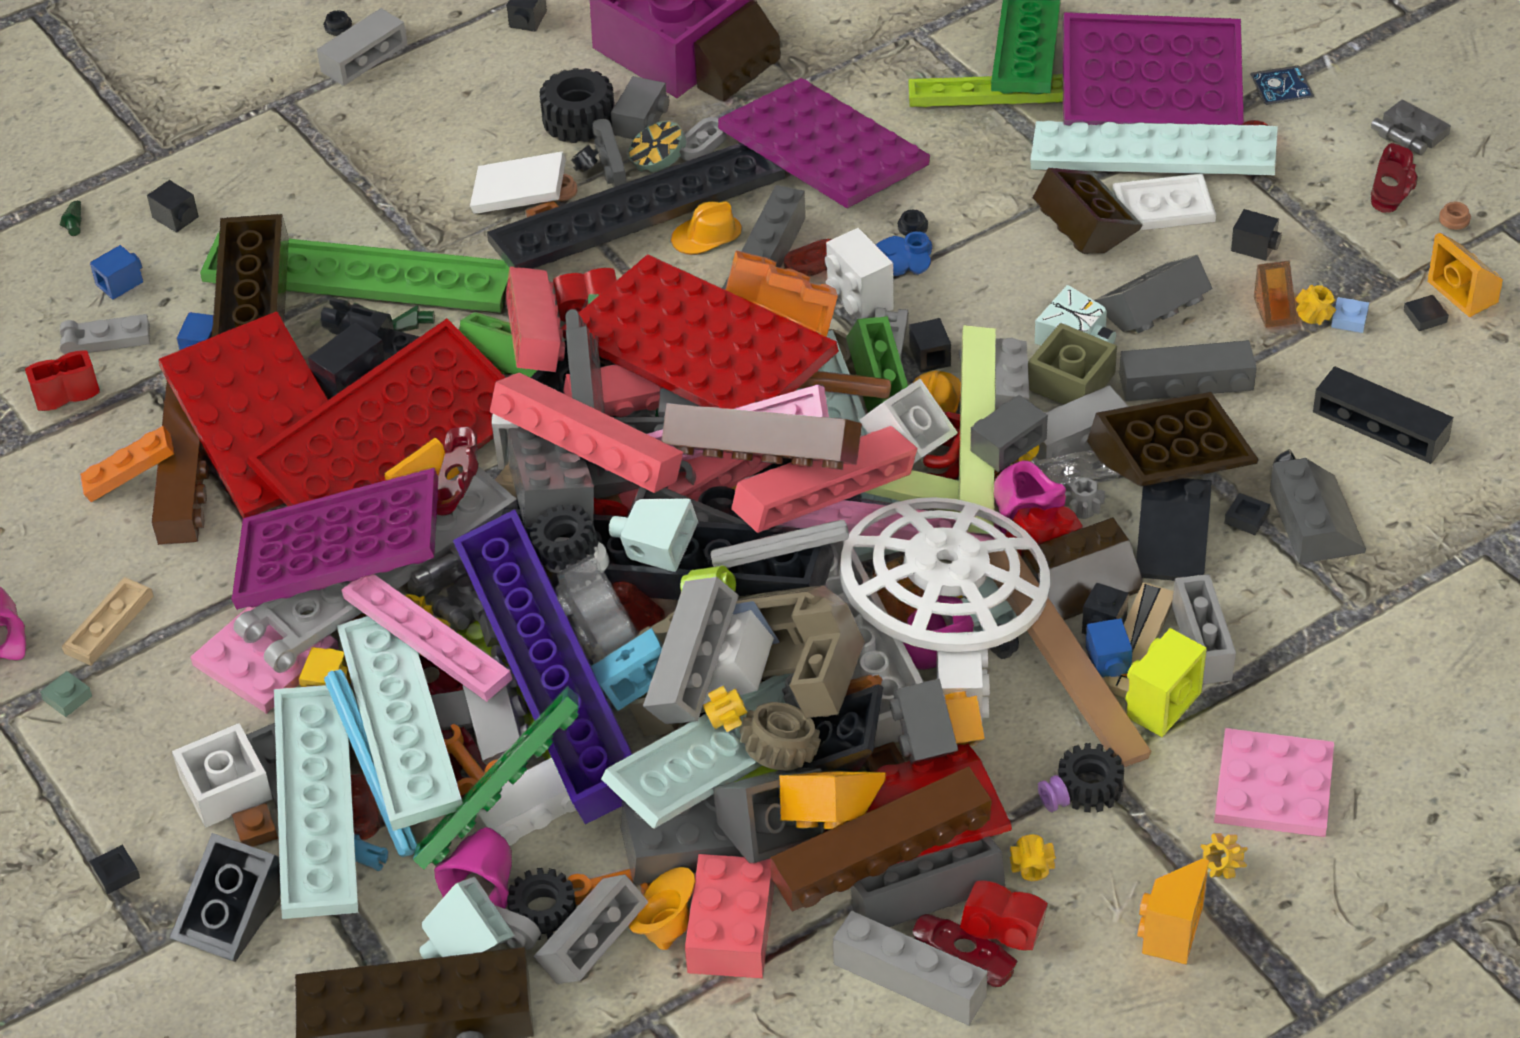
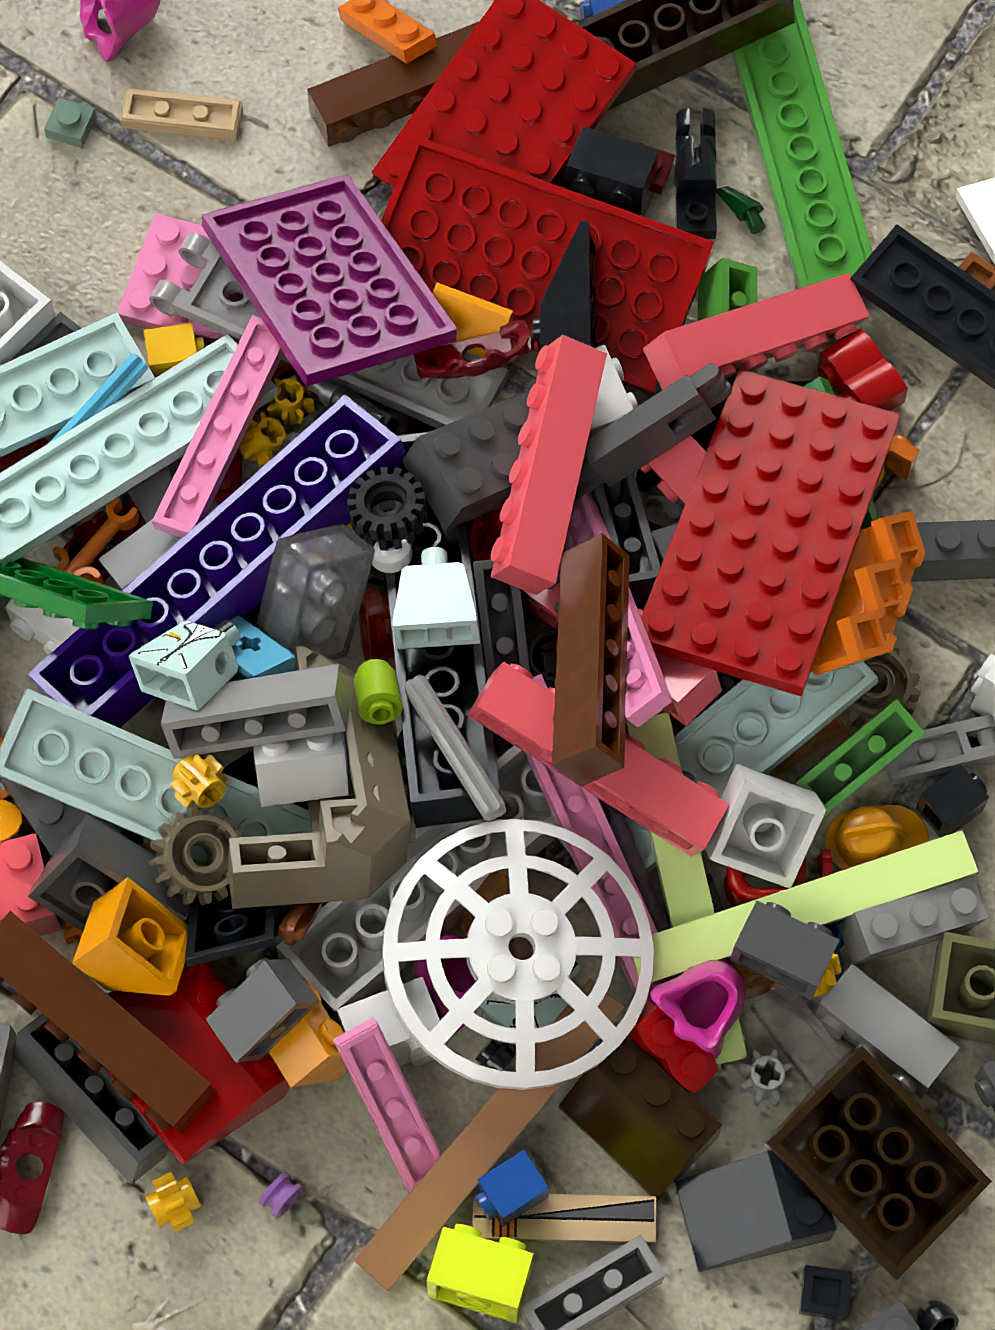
camera: 65 degrees right, 20 degrees up
(444, 398) = (571, 297): none -> black slope
(630, 681) = (187, 663): none -> light aqua torso
(850, 384) = (798, 737): dark orange axle -> none
(1004, 915) = (74, 1196): red brick -> none
(1020, 689) = (388, 1101): none -> bright pink tile
(1094, 761) = (312, 1204): black tyre -> none
(1104, 604) = (577, 1165): black brick -> none

